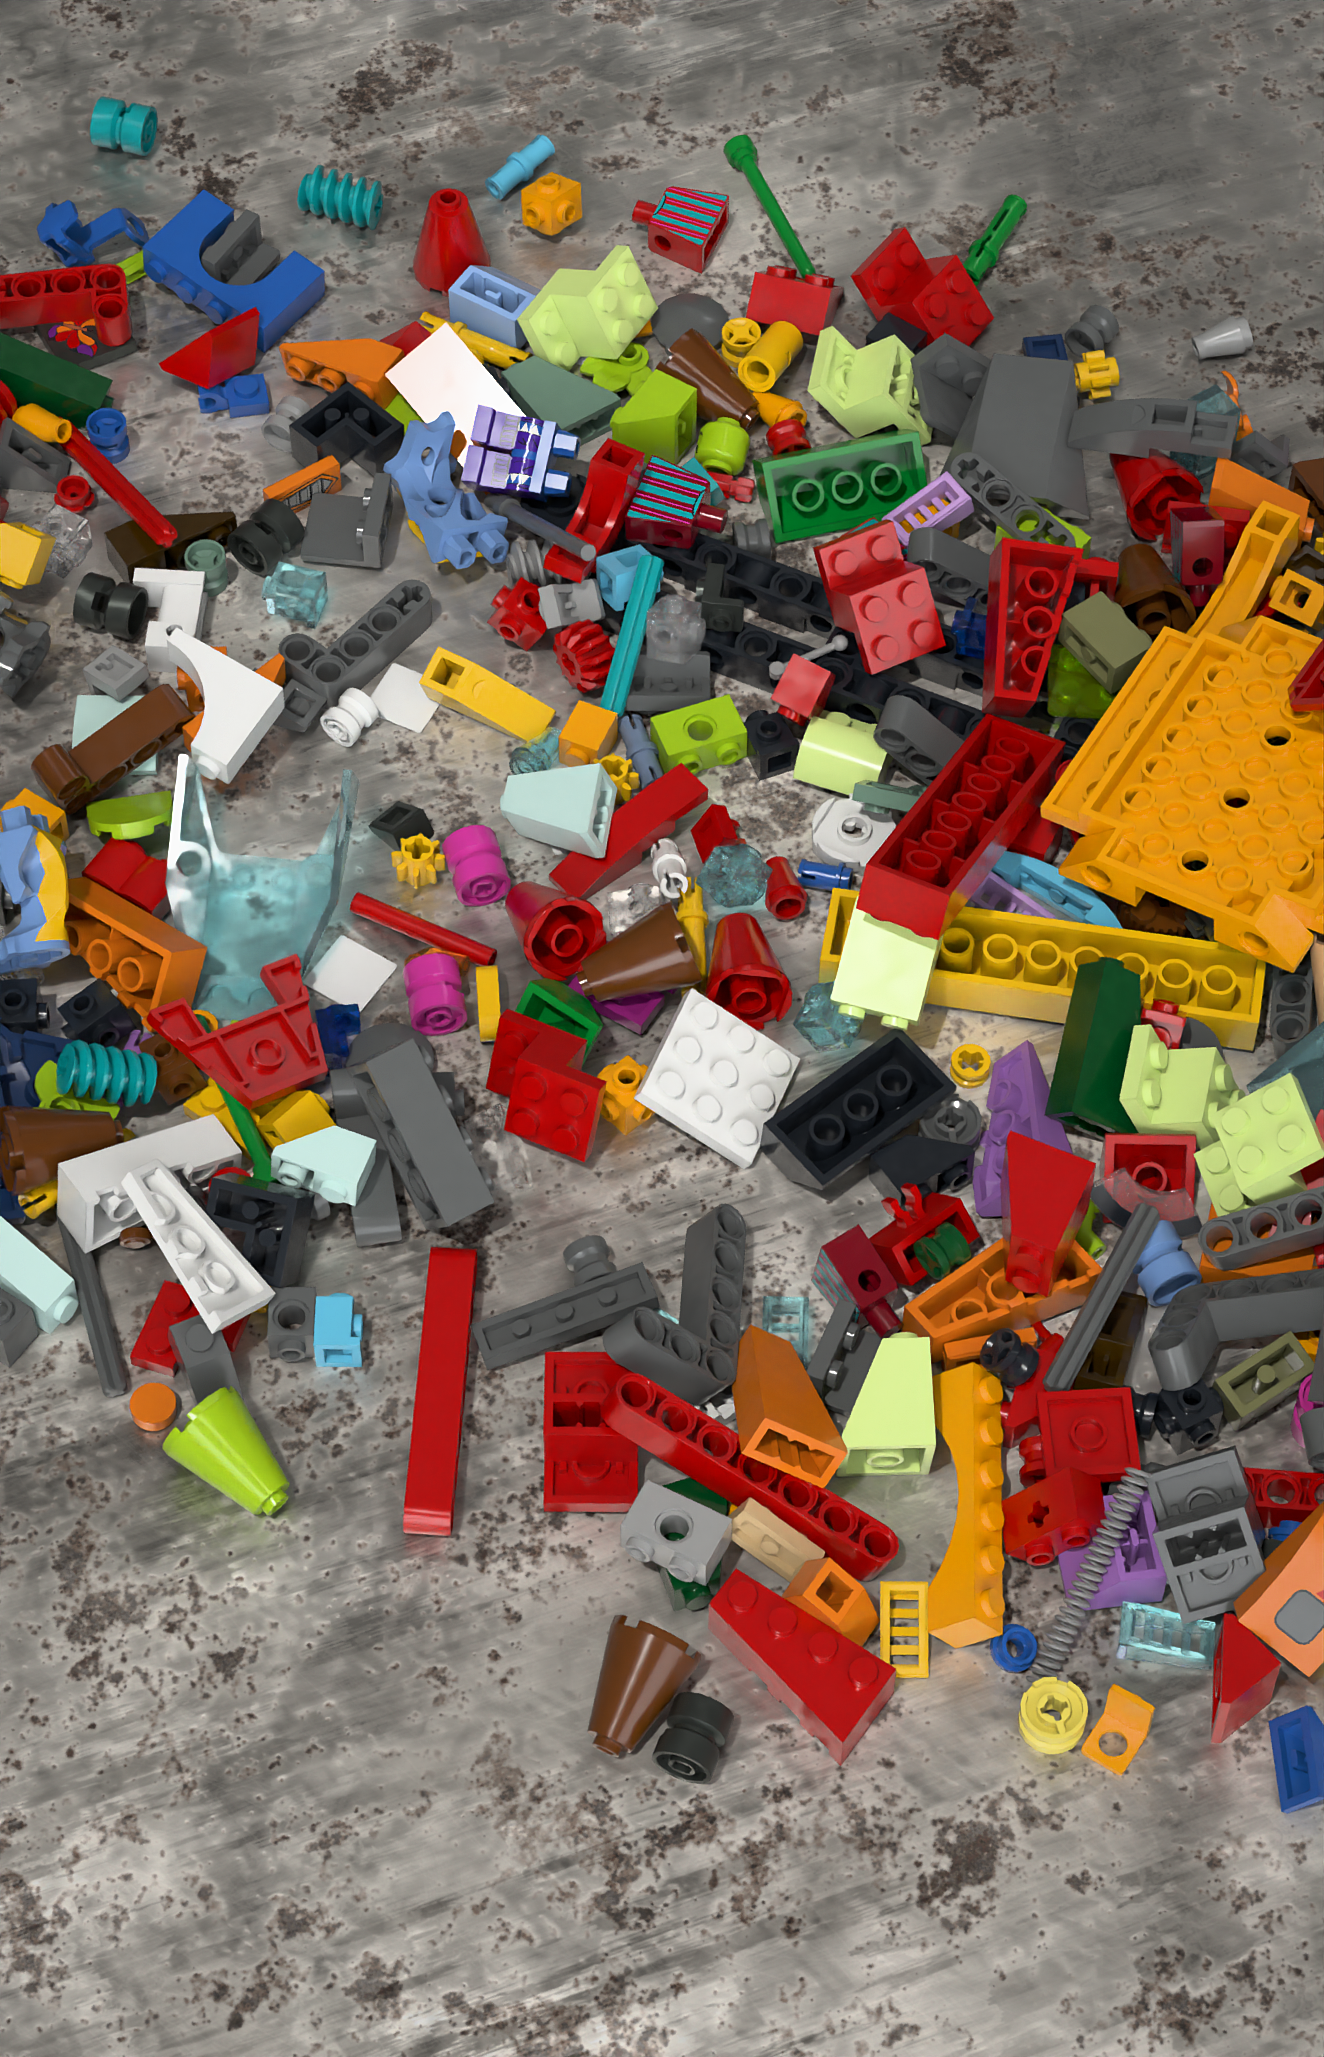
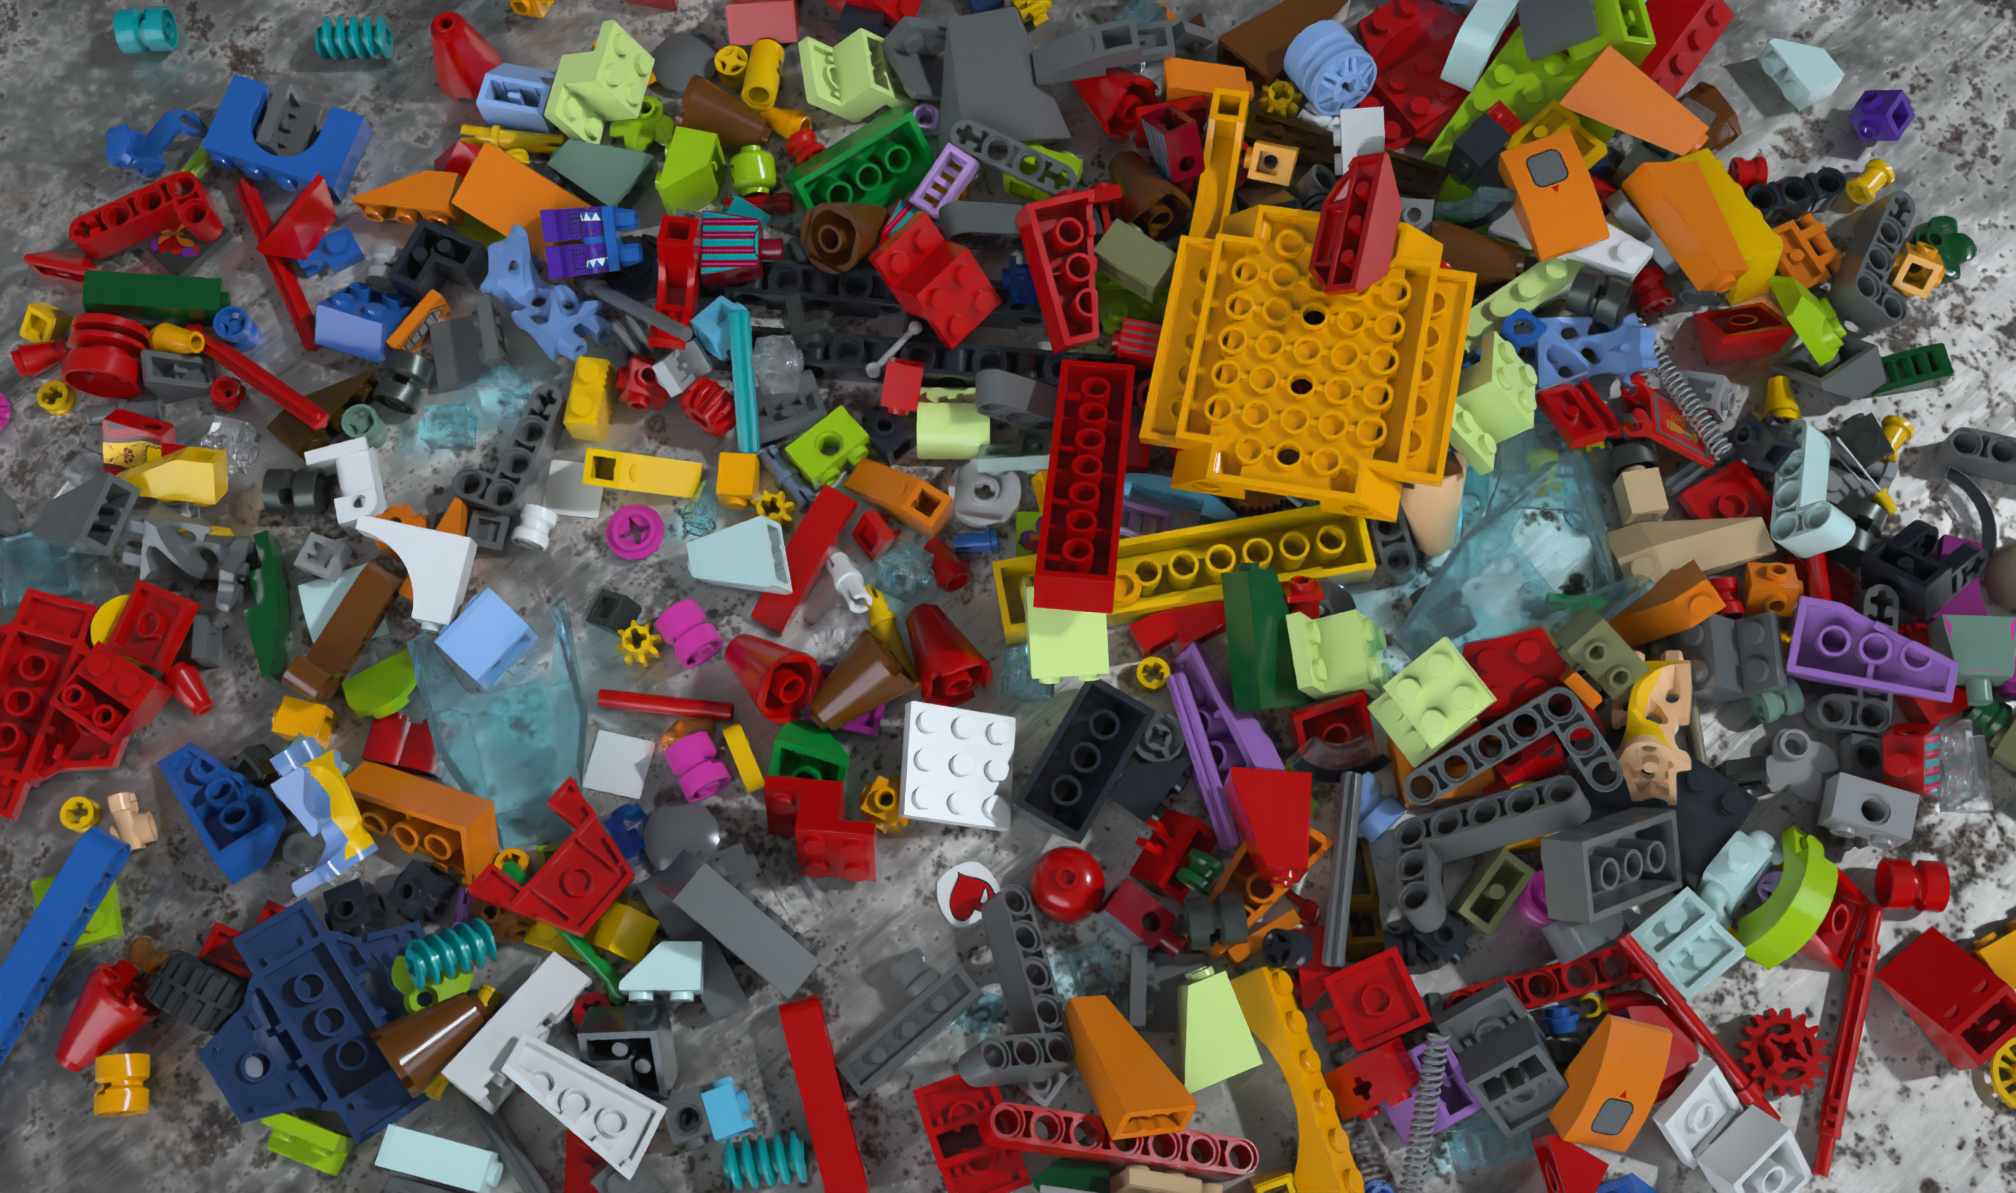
camera: 15 degrees left, 15 degrees up
(38, 714) = (271, 617): none -> dark green slope
(175, 393) = (279, 266): none -> red axle
(240, 464) = (361, 320): none -> blue slope
(257, 800) = (485, 638): none -> light blue slope
(356, 572) = (504, 391): none -> clear light blue brick
(358, 1388) = (766, 1161): none -> teal piece
(439, 750) = (620, 527): none -> dark pink gear
(459, 610) = (590, 399): none -> yellow brick
(673, 1210) = (964, 891): none -> sticker
(763, 808) = (902, 497): none -> orange slope
(789, 1234) = (1067, 885): none -> red cylinder
(791, 523) = (842, 233): none -> reddish brown cone
(935, 453) = (930, 113): none -> lavender plate
(938, 1292) = (1215, 920): none -> pearl dark grey wheel
(966, 953) = (1127, 588): none -> light orange tile
(990, 1155) = (1203, 762): none -> medium lavender axle
(1010, 1022) = (1179, 626): none -> red slope
(1074, 722) = (1137, 344): none -> red brick

